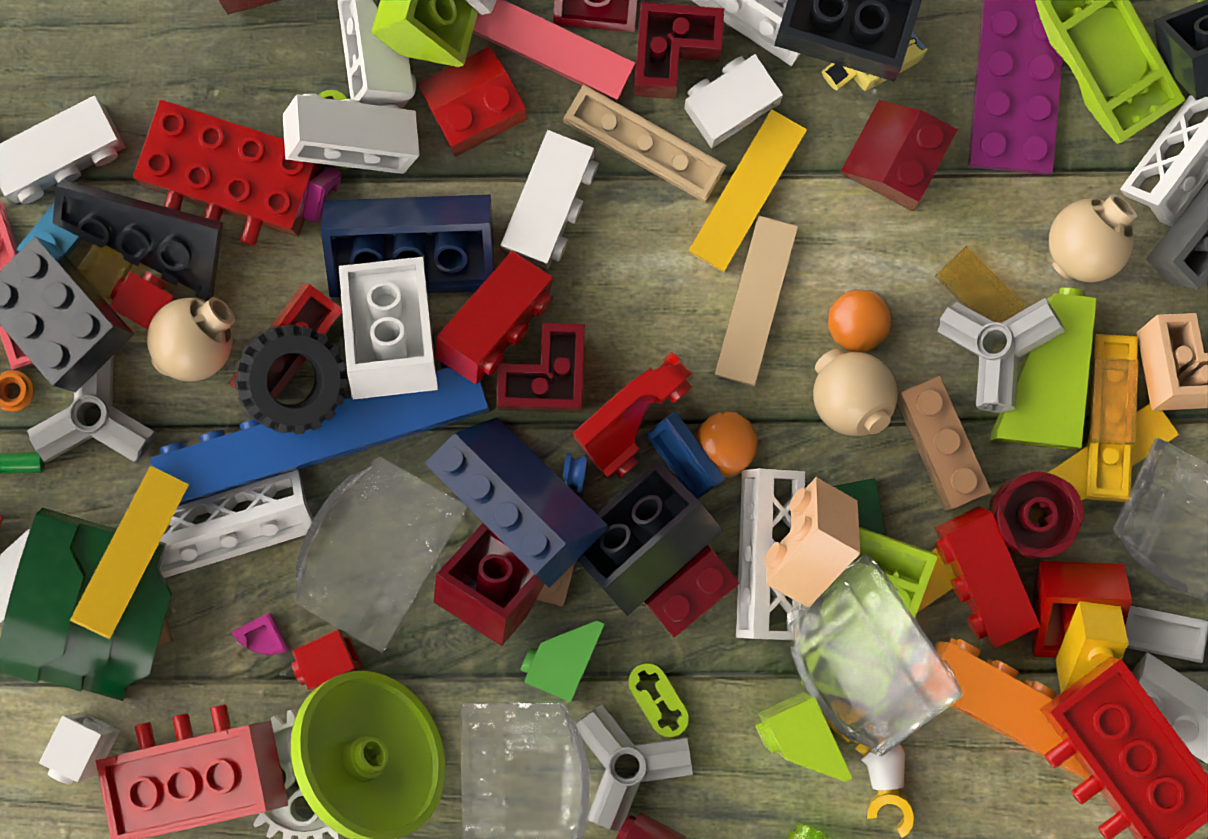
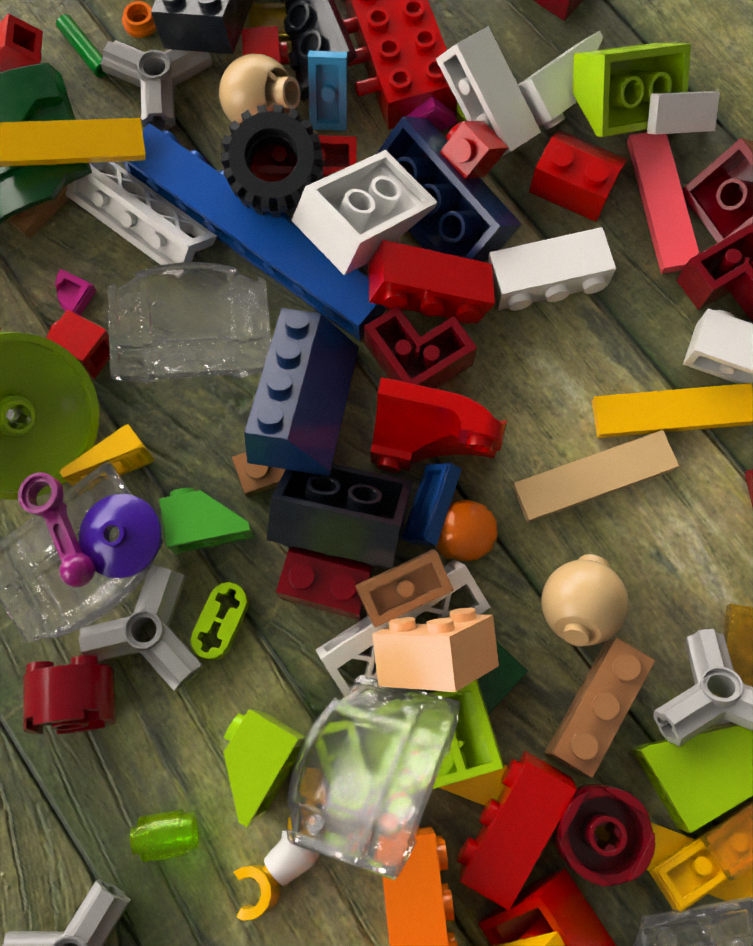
camera: 55 degrees right, 10 degrees down
(234, 272) = (328, 90): none -> dark azure plate
(394, 188) = (473, 148): none -> red brick
(452, 689) = (121, 449): none -> yellow slope
(487, 586) = (214, 421): dark red slope -> none
(539, 788) = (76, 567): none -> magenta piece
(540, 714) = (137, 541): none -> dark purple dish
(575, 472) = (356, 429): blue bush -> none
(644, 143) = (647, 313): tan tile -> none
(745, 532) = (404, 588): none -> medium nougat plate
(859, 320) = (645, 567): orange hair -> none

